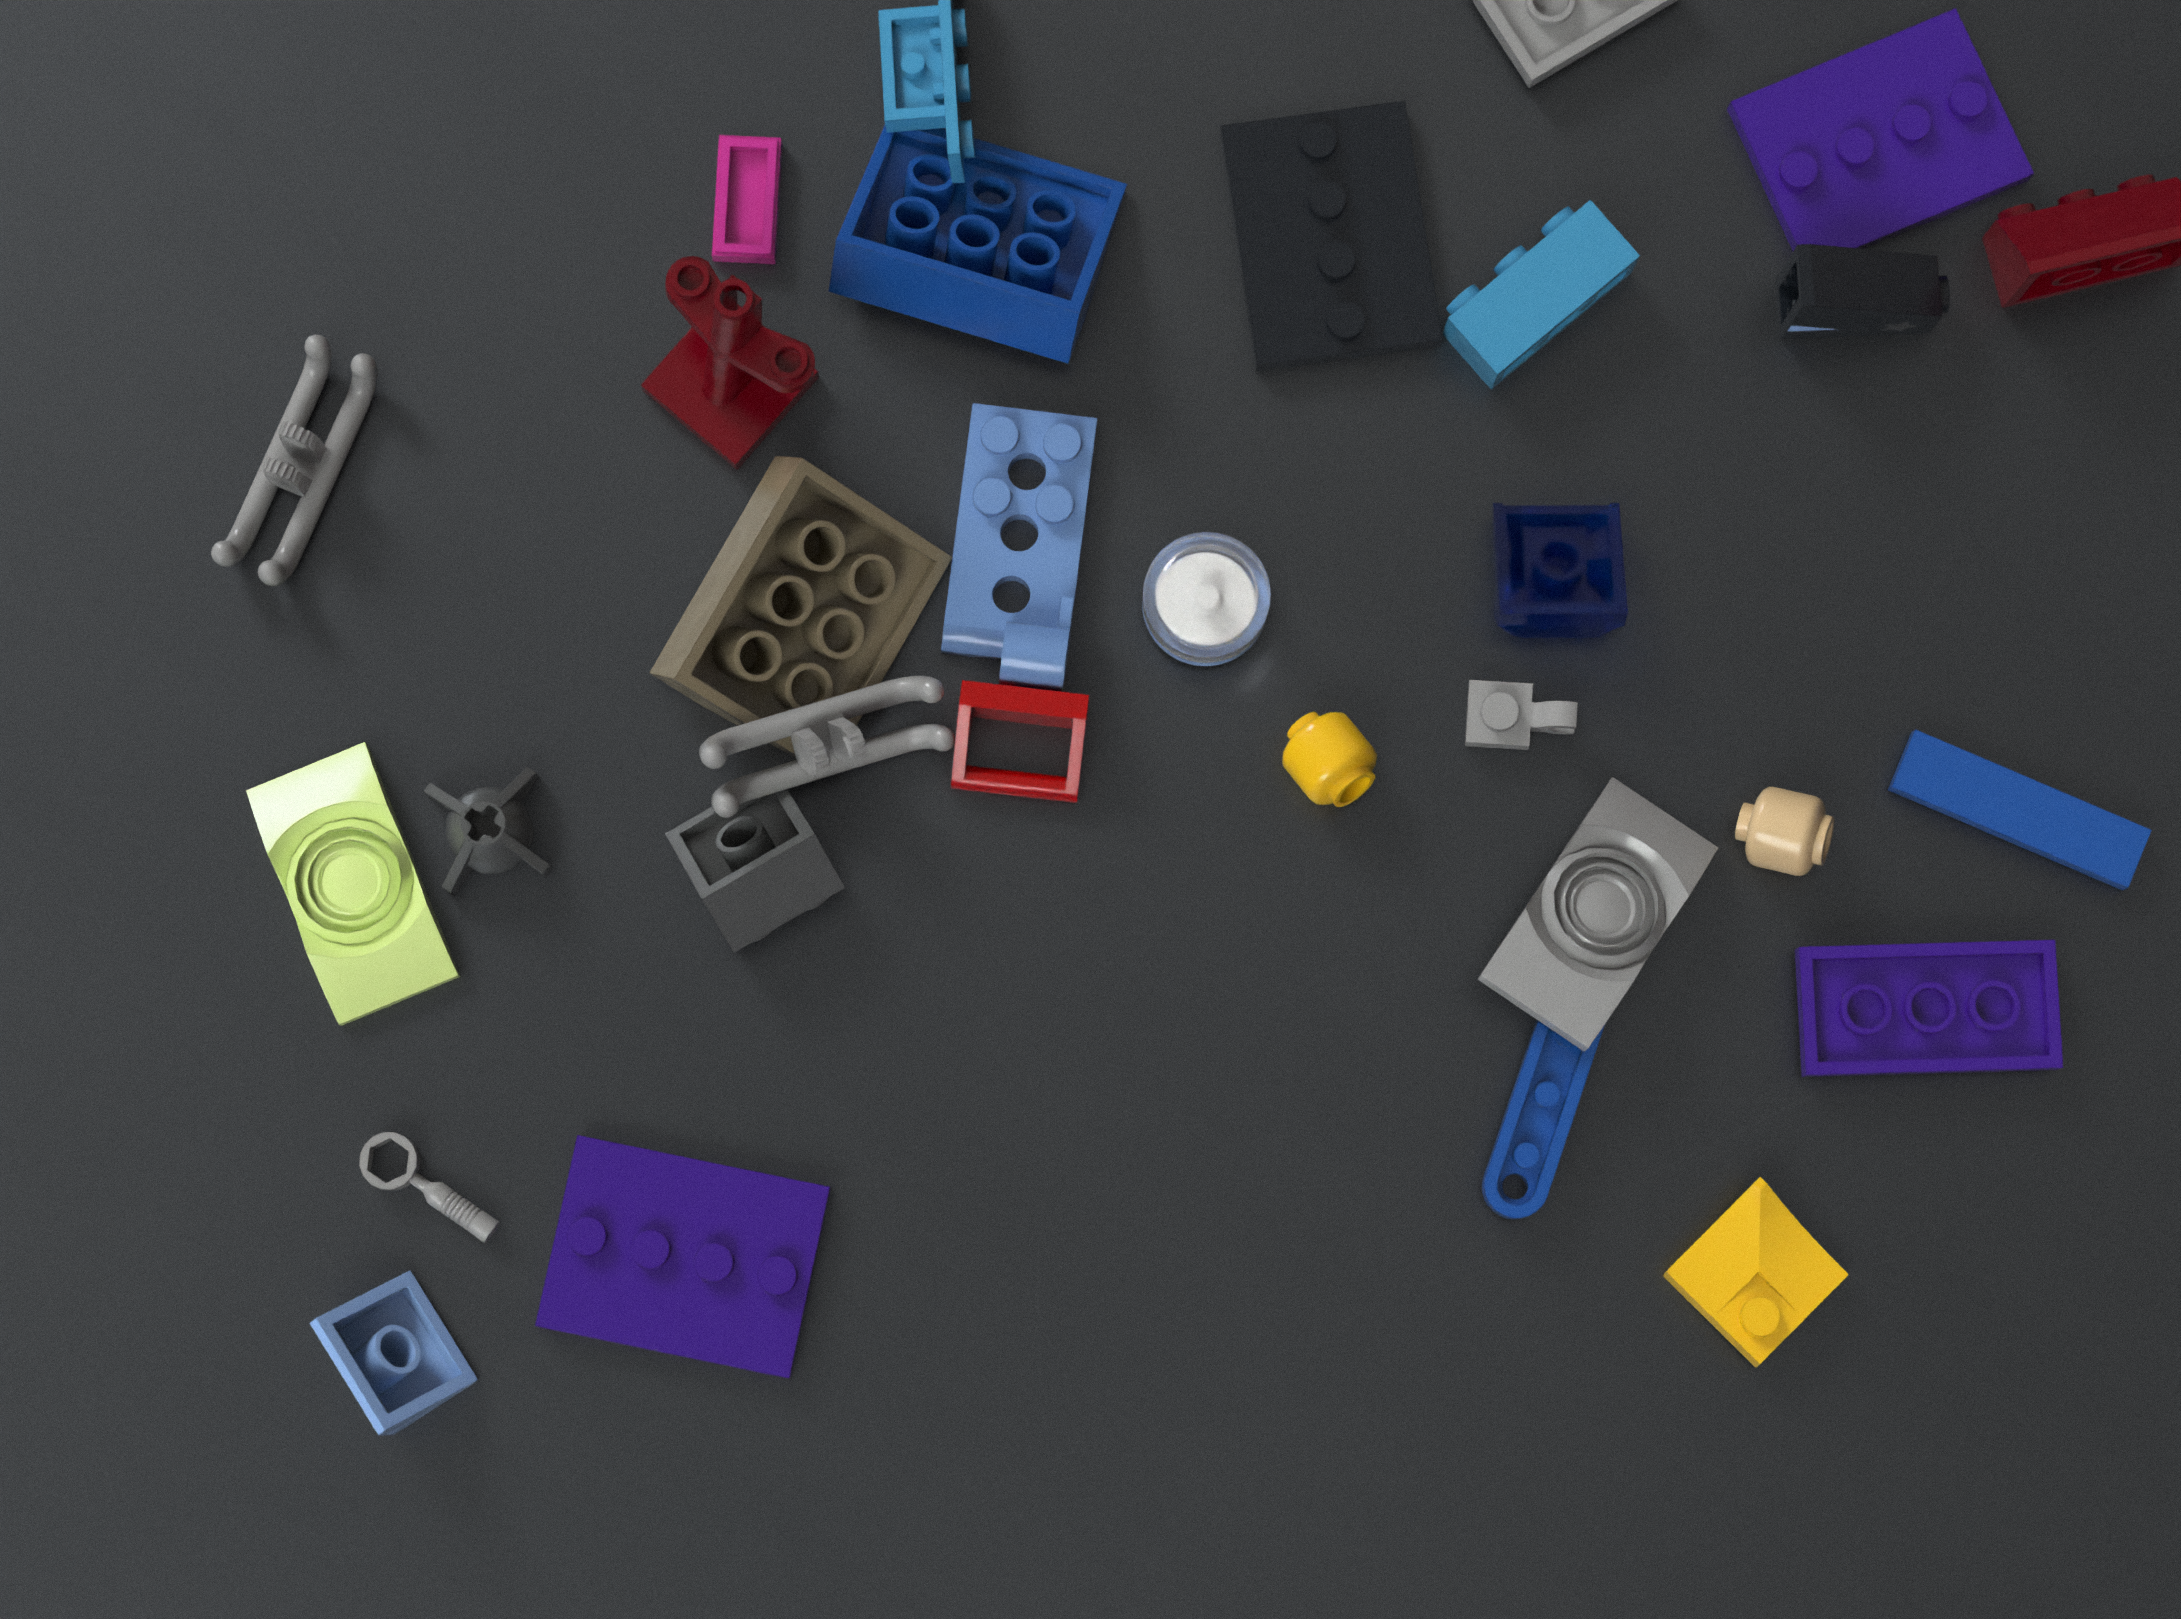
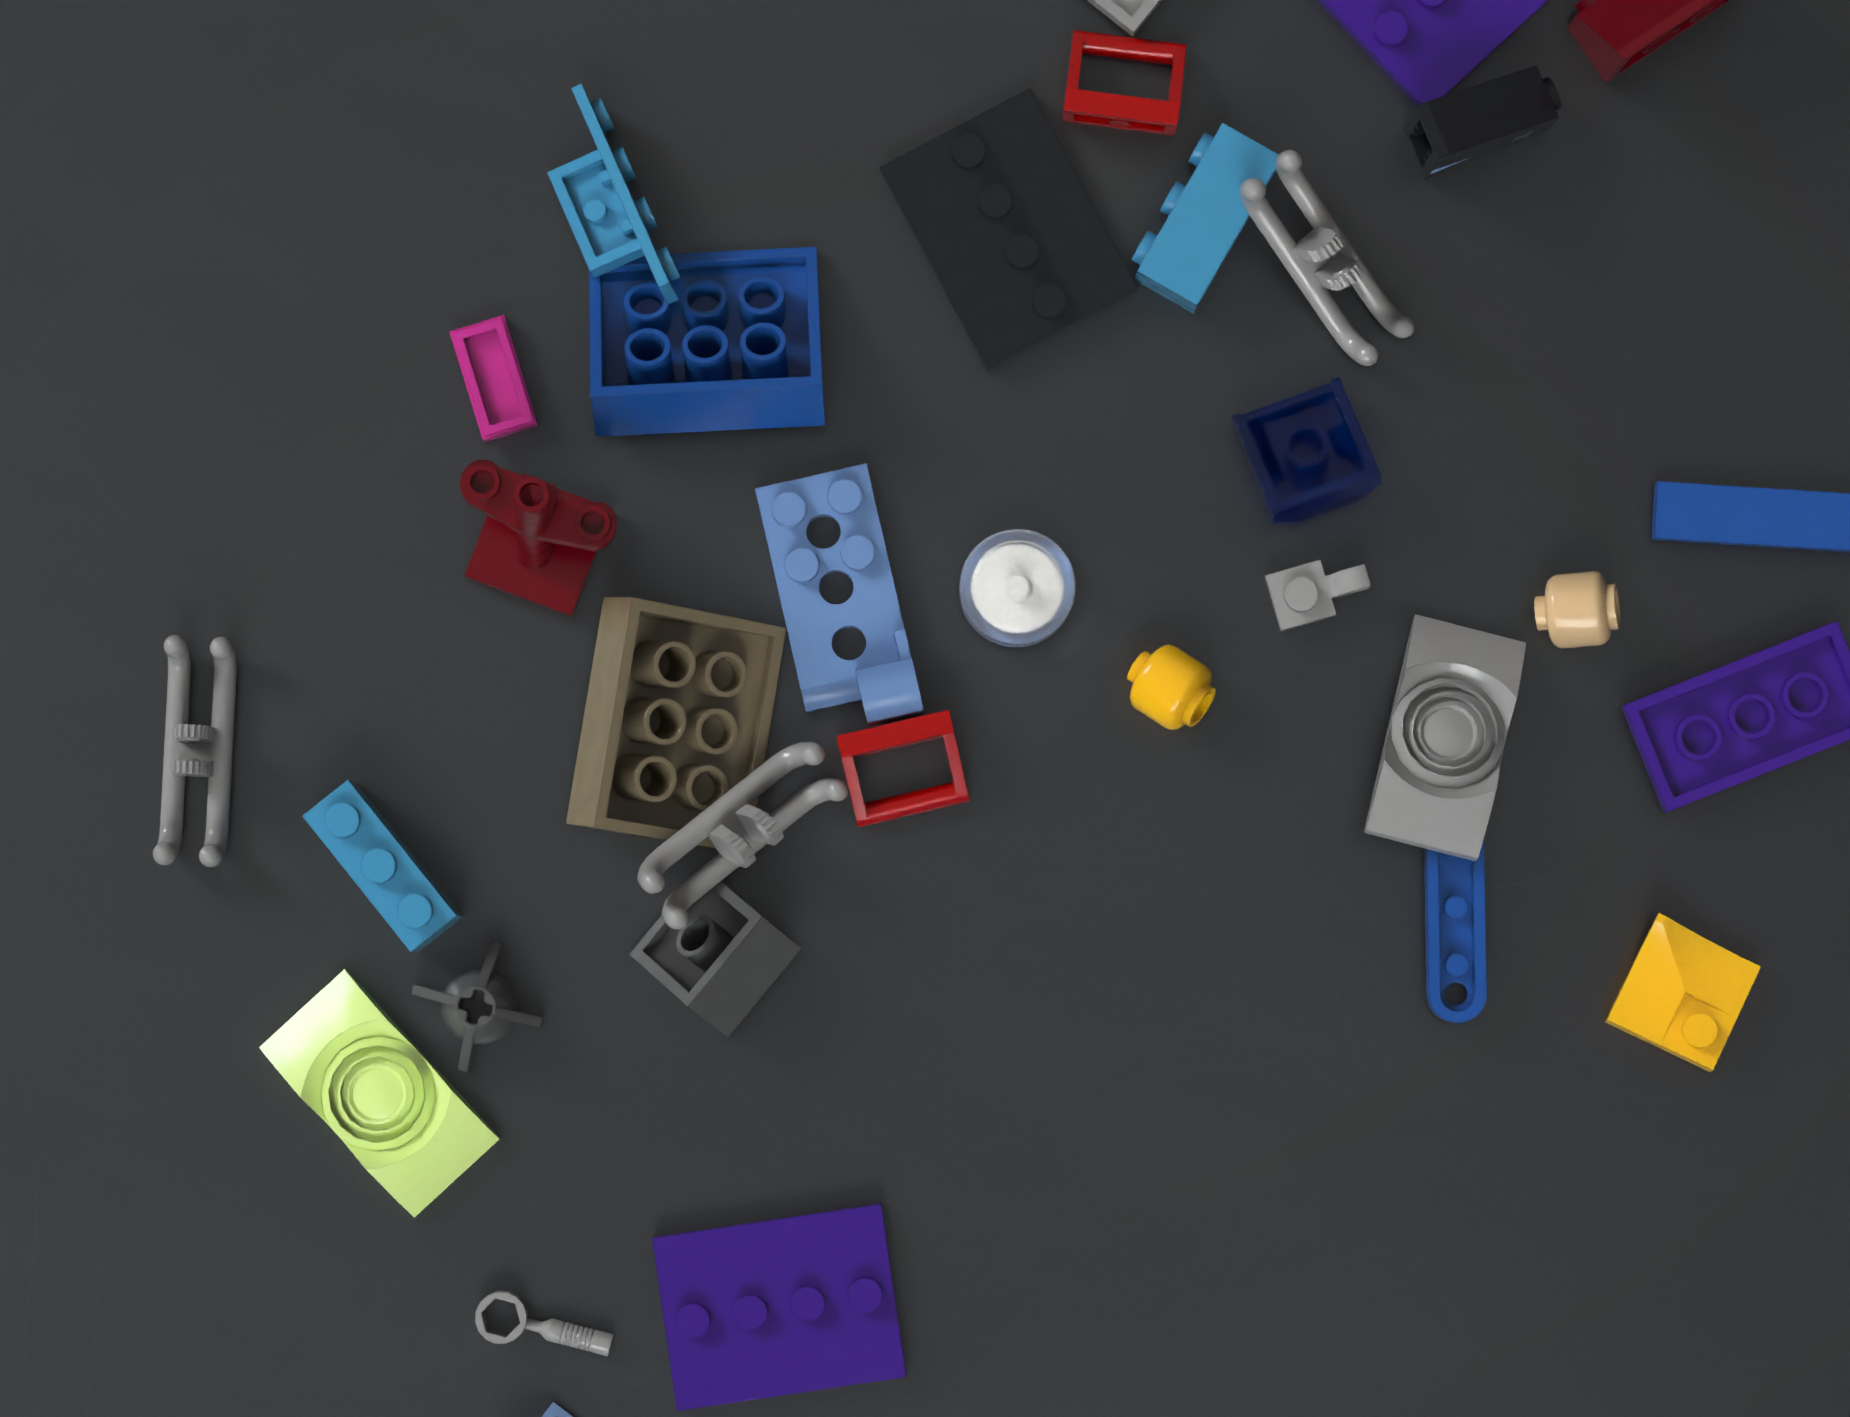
camera: 20 degrees left, 5 degrees up
(443, 648) = (382, 866): none -> dark azure brick
(1490, 154) = (1124, 110): none -> red tile
(1643, 374) = (1322, 260): none -> light grey piece

